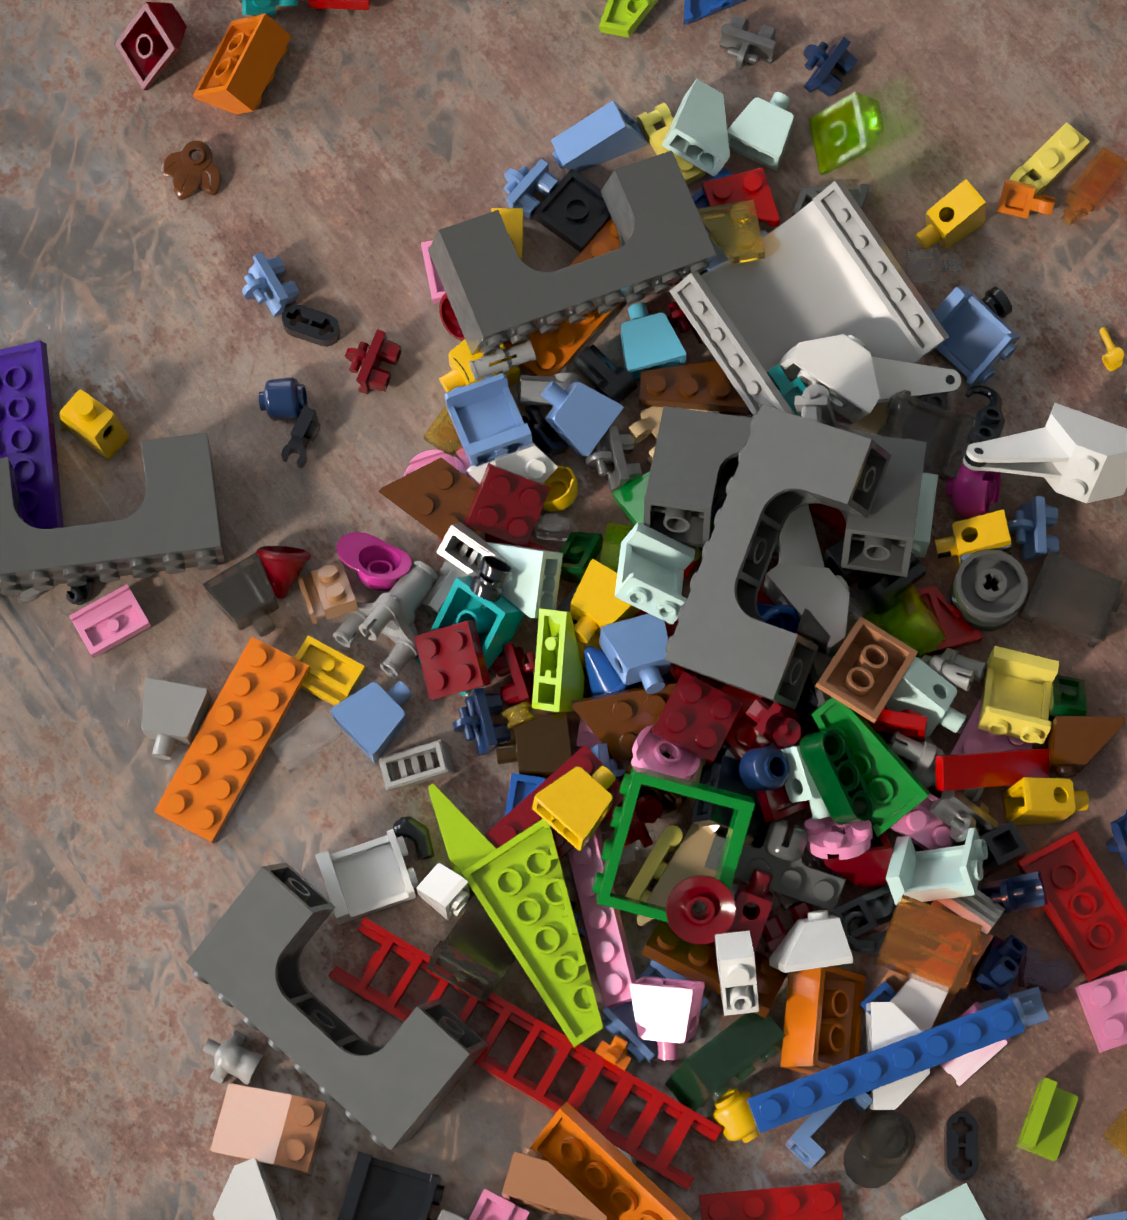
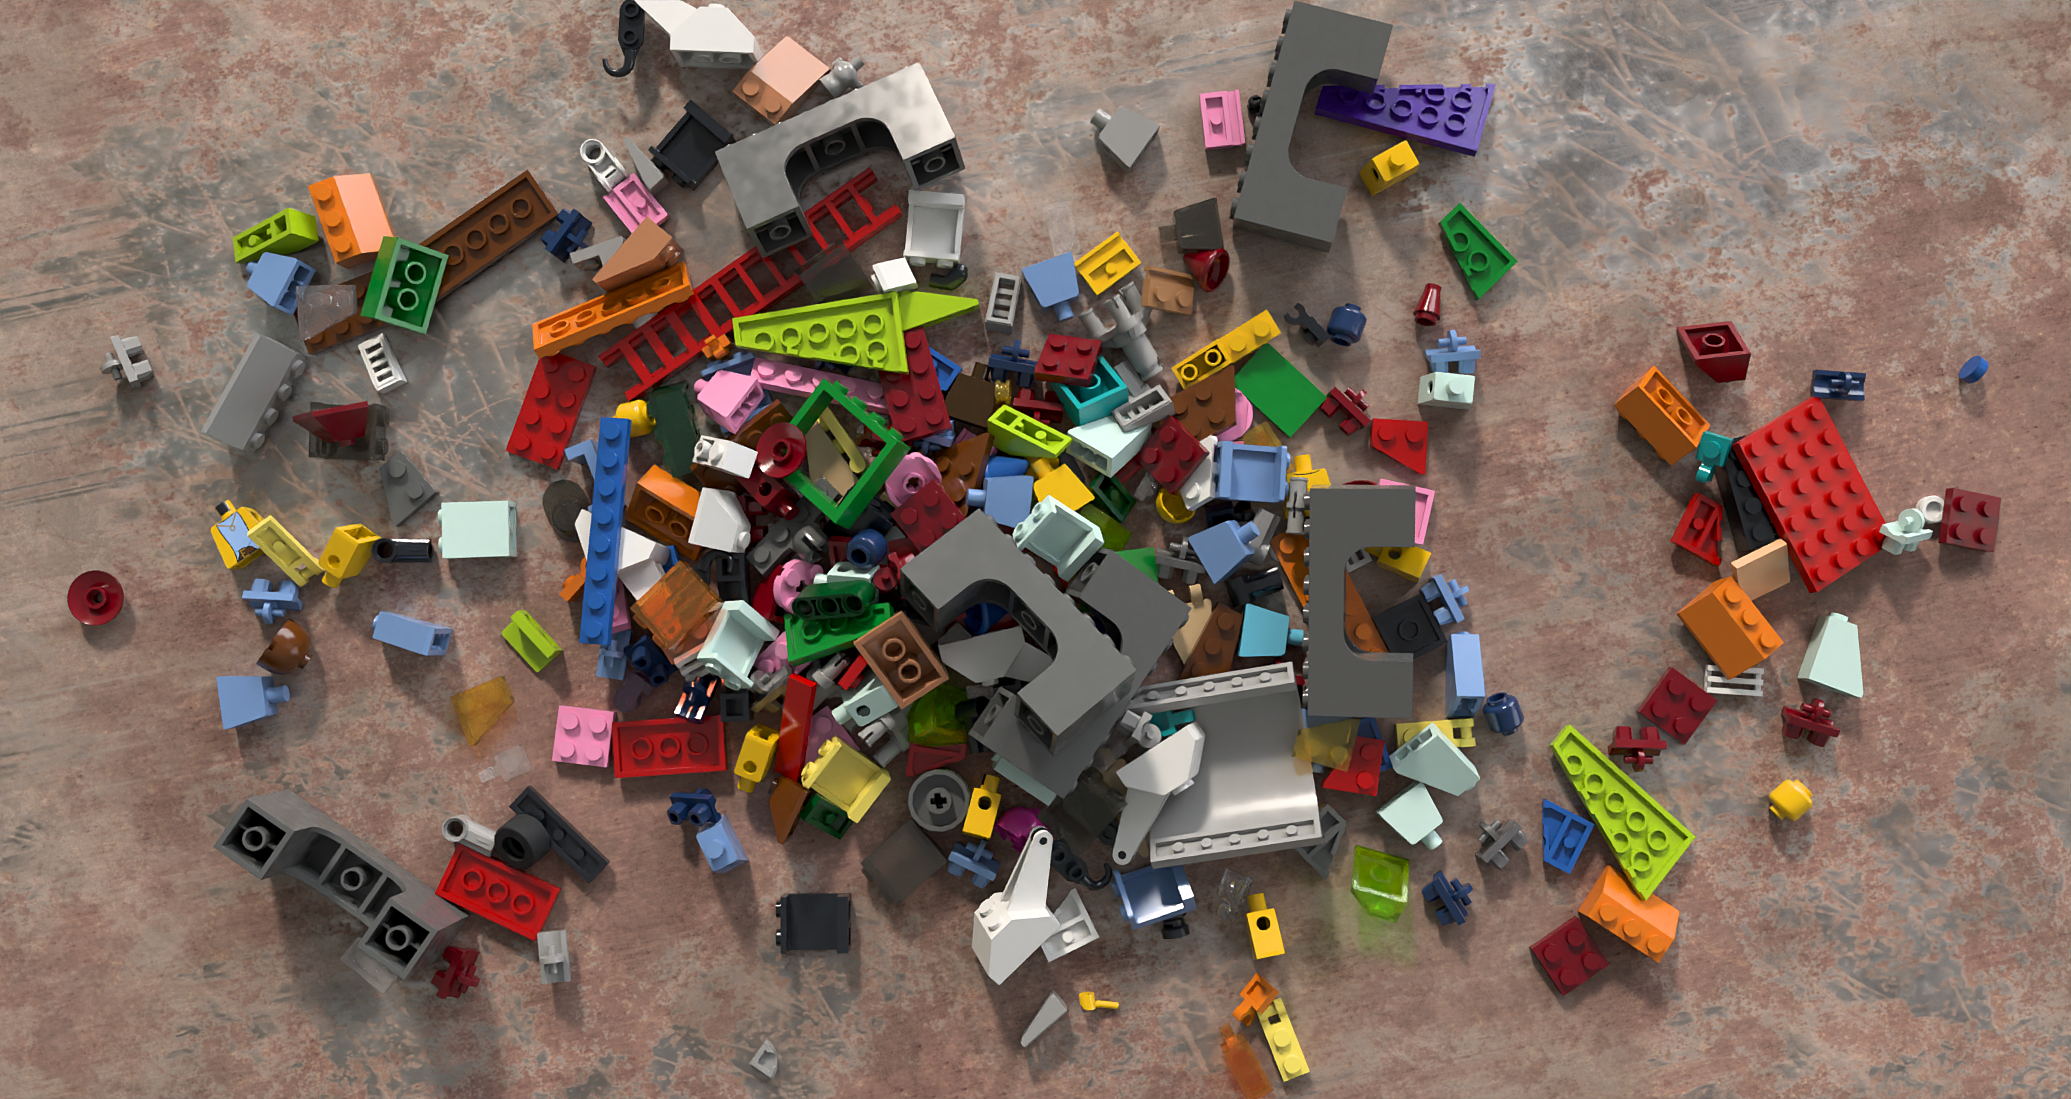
camera: 120 degrees right, 15 degrees up
(145, 307) = (1475, 250): none -> green wing
(191, 174) = (1580, 333): reddish brown plate -> none
(227, 328) = (1428, 307): none -> dark red cone
(232, 740) = (1084, 173): orange plate -> none
(307, 267) = (1447, 390): none -> light aqua torso
(312, 319) = (1407, 379): black beam -> none
(365, 508) = (1227, 349): none -> yellow slope
(375, 561) = (1179, 336): dark pink piece -> none
(382, 297) = (1401, 441): none -> red wing
(383, 439) = (1278, 390): none -> green tile
(491, 578) = (1112, 411): black wheel -> none
(576, 804) = (903, 396): yellow torso -> none
(618, 86) = (1503, 713): none -> dark blue head
(959, 1094) = (574, 584): none -> orange plate
(969, 1145) = (539, 575): black beam -> none
(1038, 403) = (1075, 928): none -> white wing

